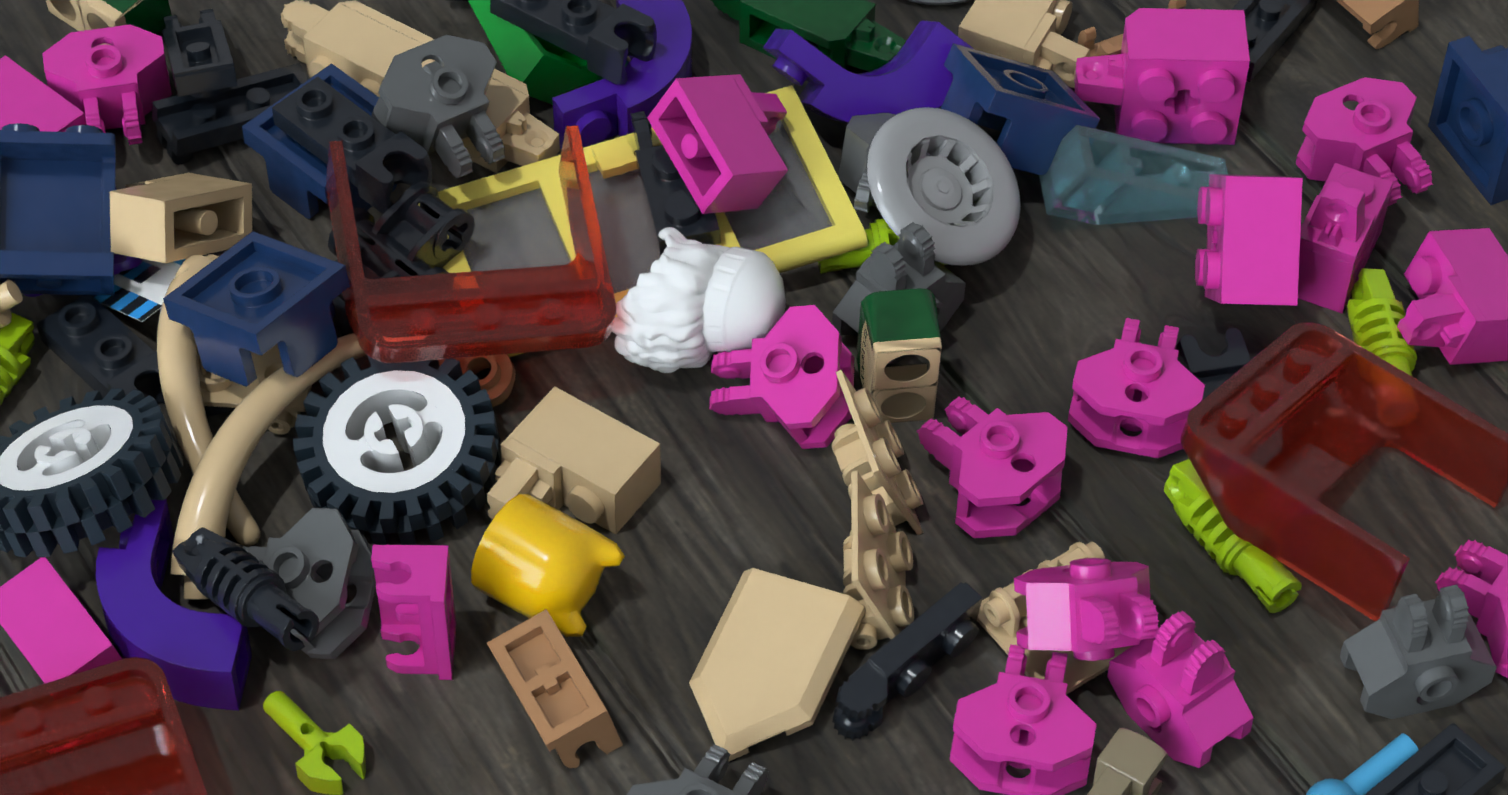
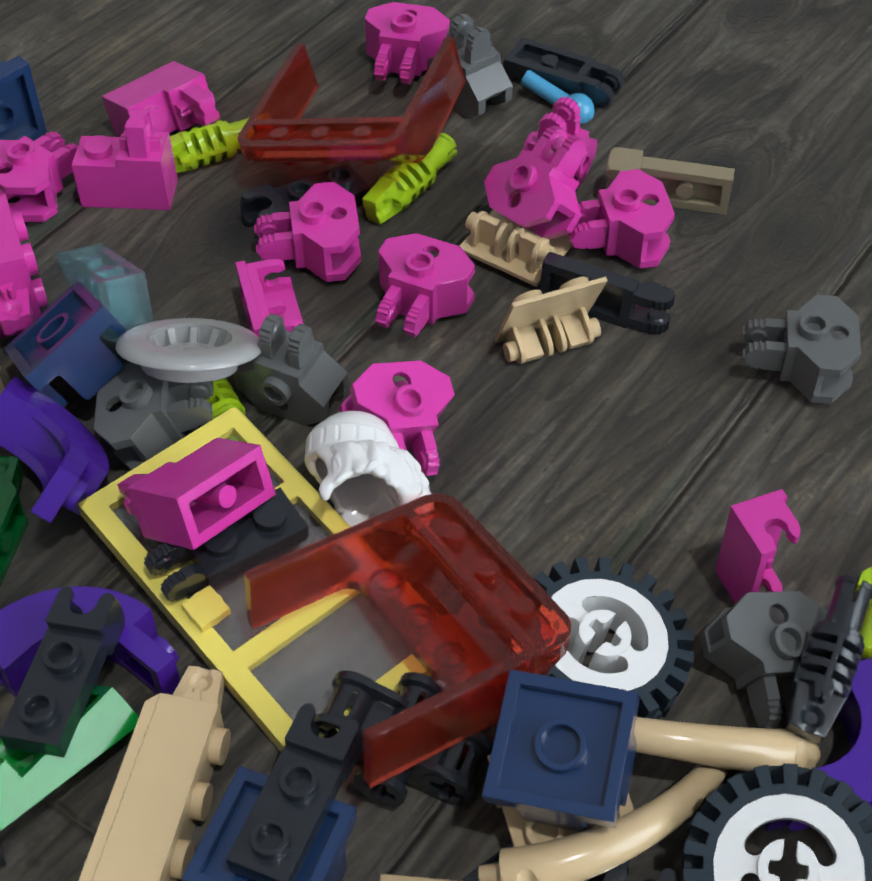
camera: 110 degrees left, 0 degrees up
(442, 100) = (226, 726): dark grey hinge -> none
(542, 561) = (666, 490): yellow piece -> none
(554, 688) = (754, 460): medium nougat hinge -> none
(577, 460) = (545, 520): tan hinge -> none
(772, 658) = (646, 365): tan tile -> none
(873, 451) = (463, 343): tan hinge -> none
(900, 323) = (358, 334): piece -> none
(1031, 323) = (267, 296): none -> dark pink hinge
(1250, 239) = (169, 183): dark pink hinge -> none

